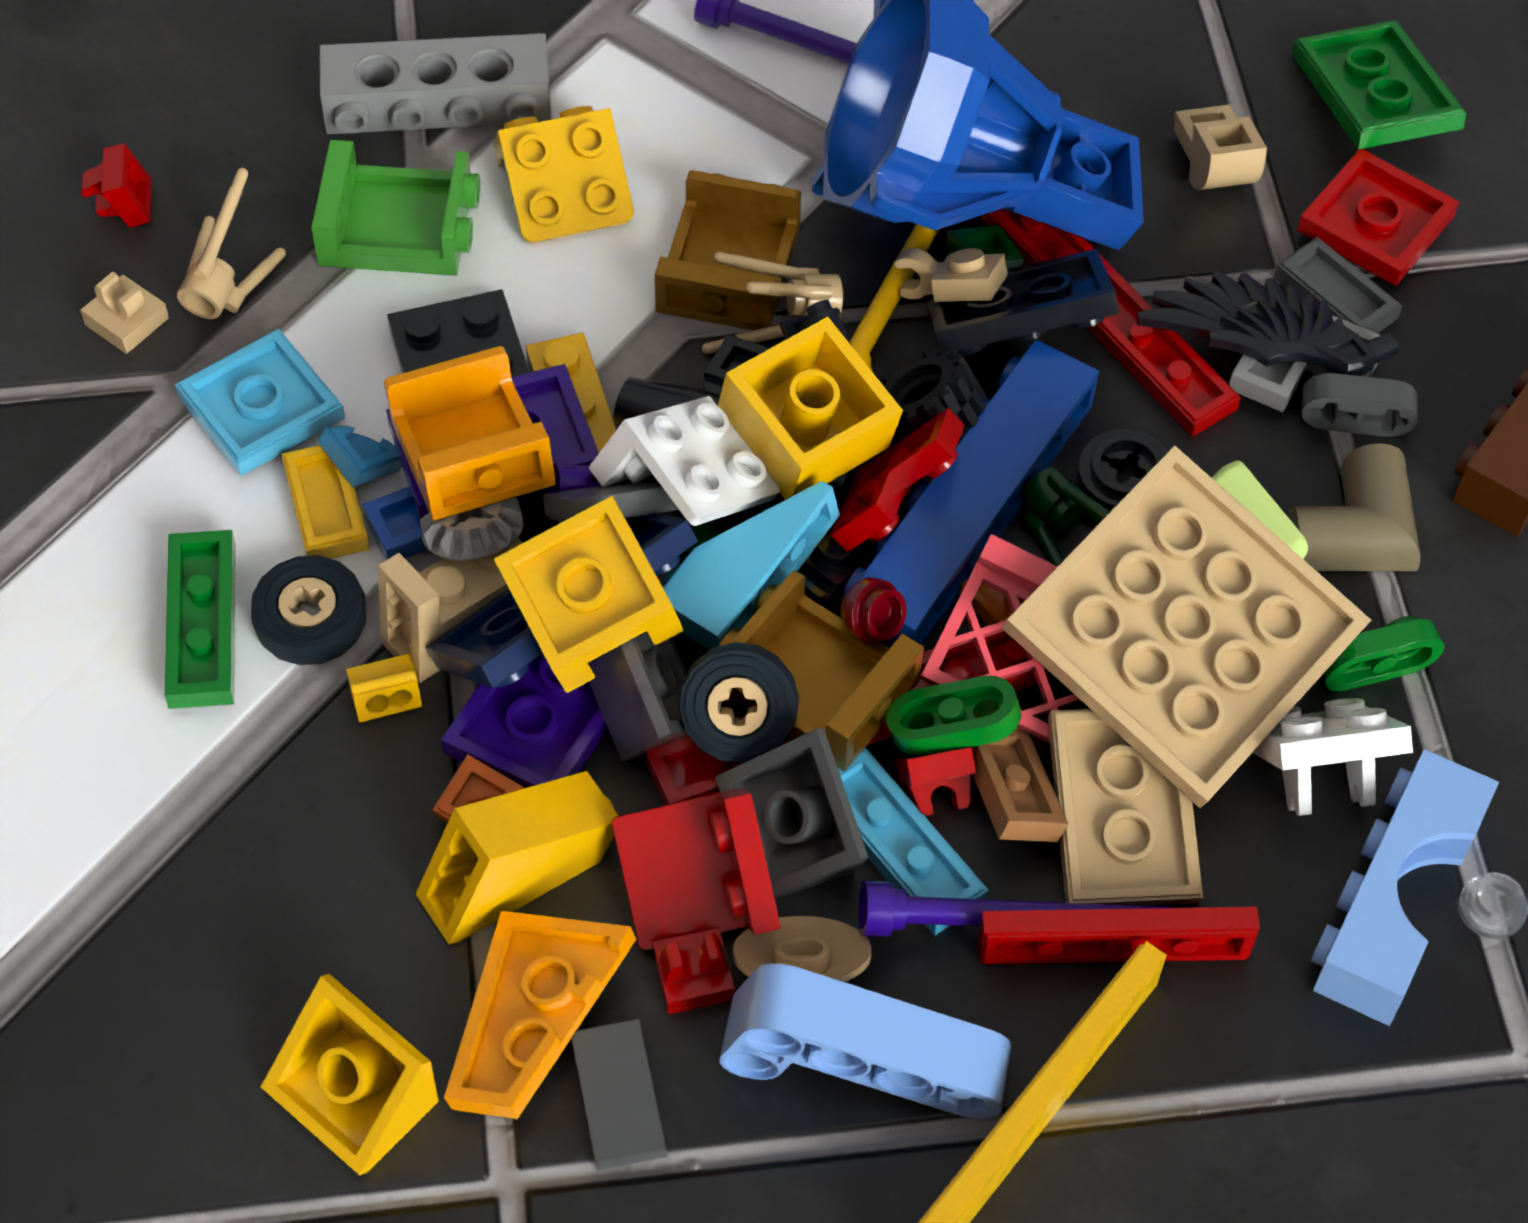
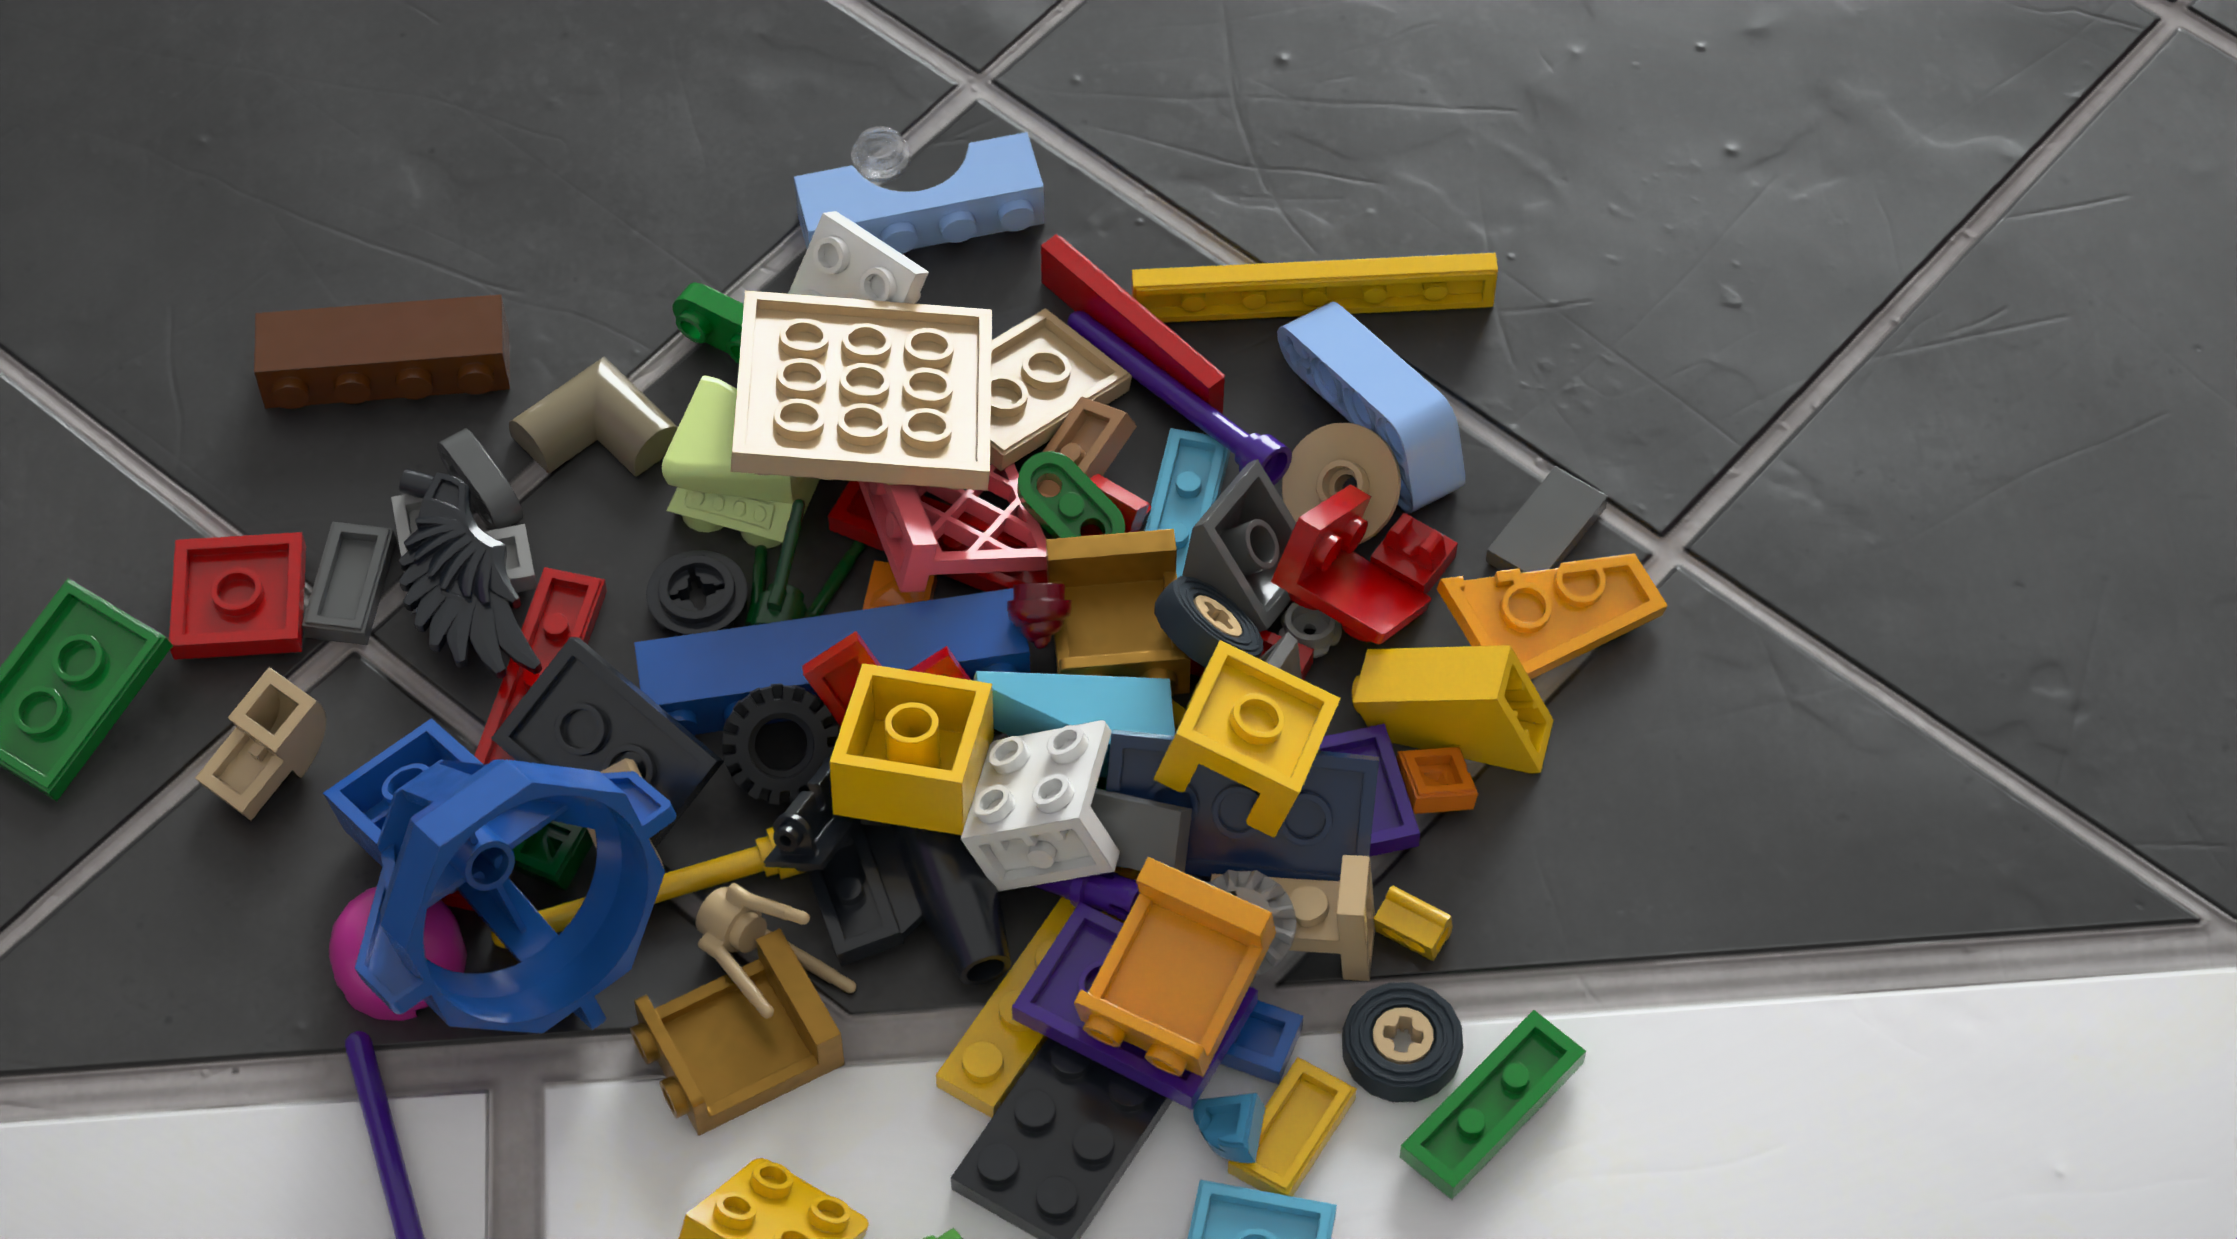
camera: 130 degrees left, 0 degrees up
(350, 1077) = (1714, 673): yellow slope -> none

